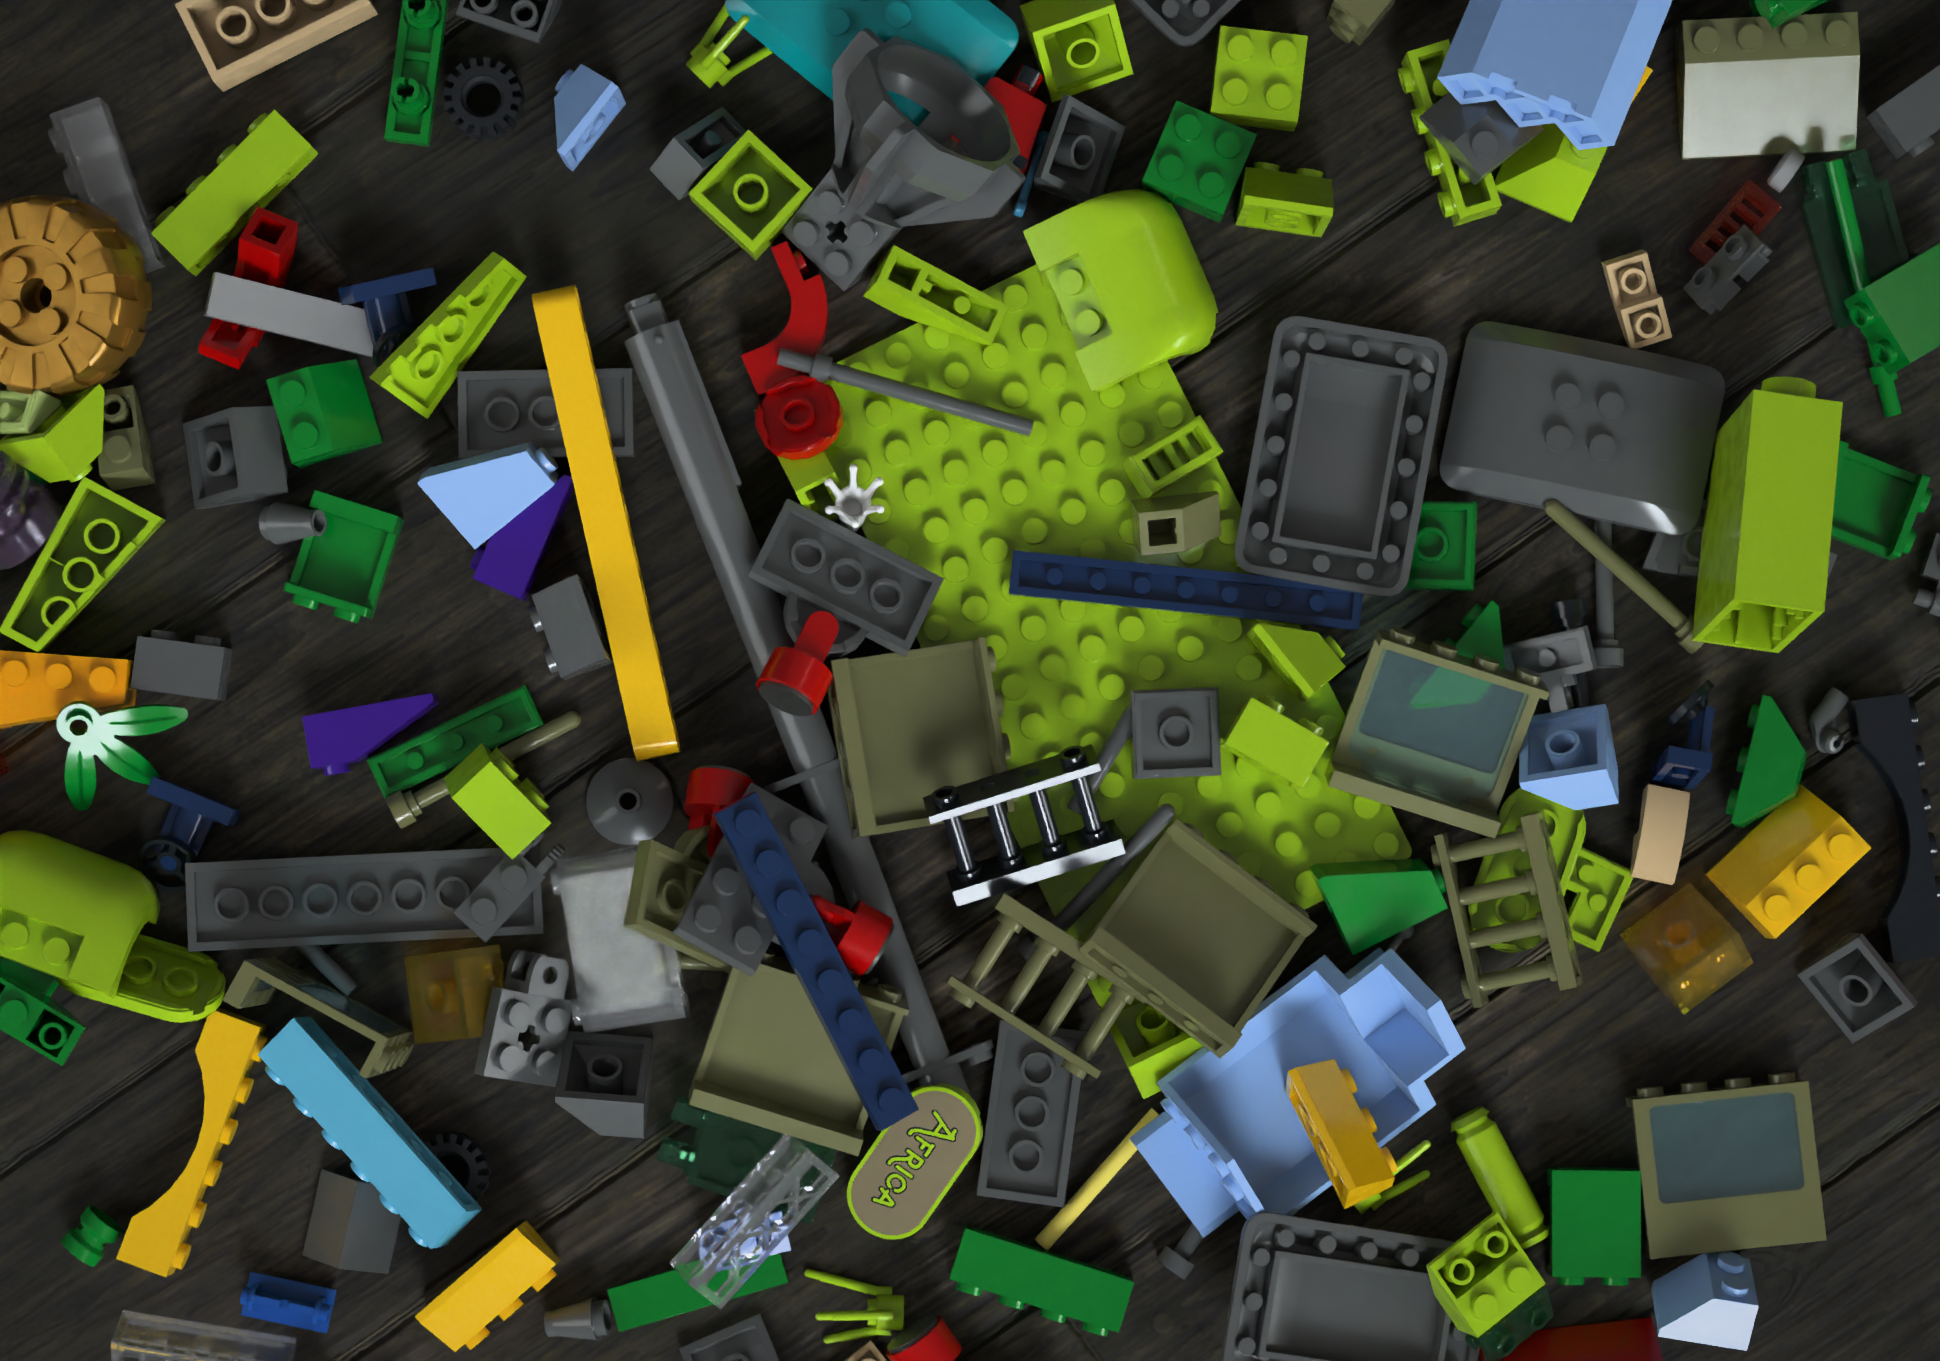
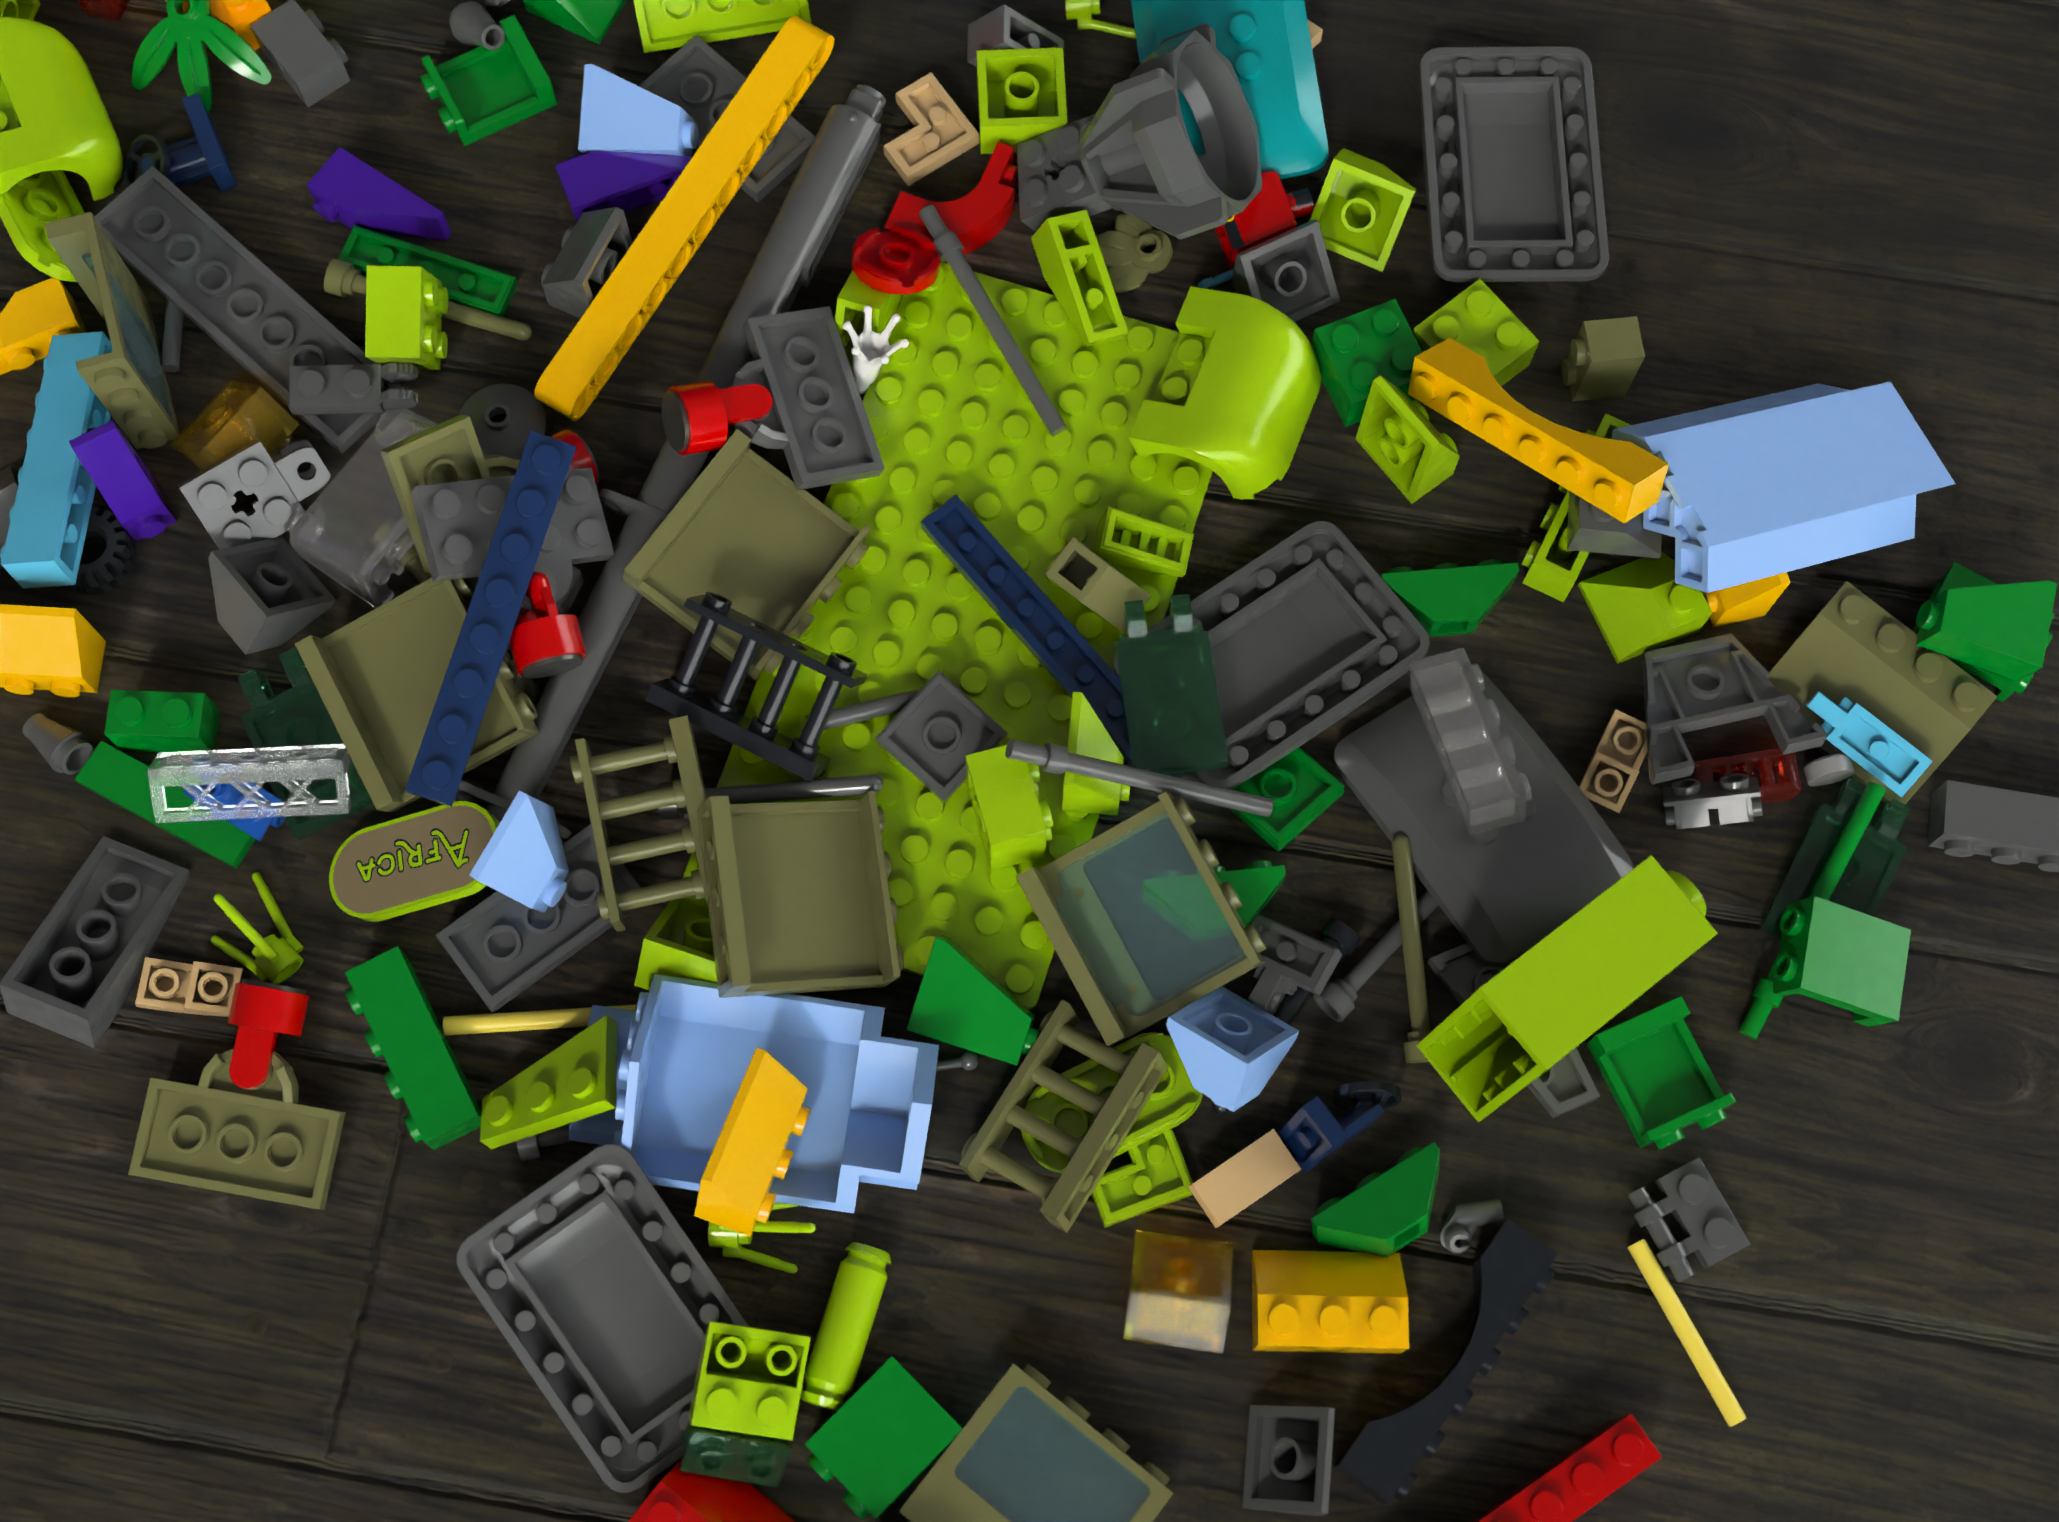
camera: 40 degrees right, 15 degrees down
(440, 1108) = (124, 481): none -> dark purple slope
(638, 1237) = (161, 721): none -> green brick
(712, 272) = (938, 133): none -> tan plate
(943, 244) = (1125, 253): none -> olive plate
(999, 1091) = (525, 855): none -> light blue slope
(1169, 1216) = (556, 1090): none -> lime wing
(1294, 689) = (1057, 759): none -> dark grey bar
(1304, 556) = (1170, 693): none -> clear green tile
(1416, 289) = (1450, 596): none -> green slope
(1471, 122) = (1600, 470): none -> yellow arch
(1537, 397) = (1468, 741): none -> clear brick
(1651, 189) = (1707, 687): none -> dark grey wing
(1798, 127) = (1870, 742): none -> medium azure hinge

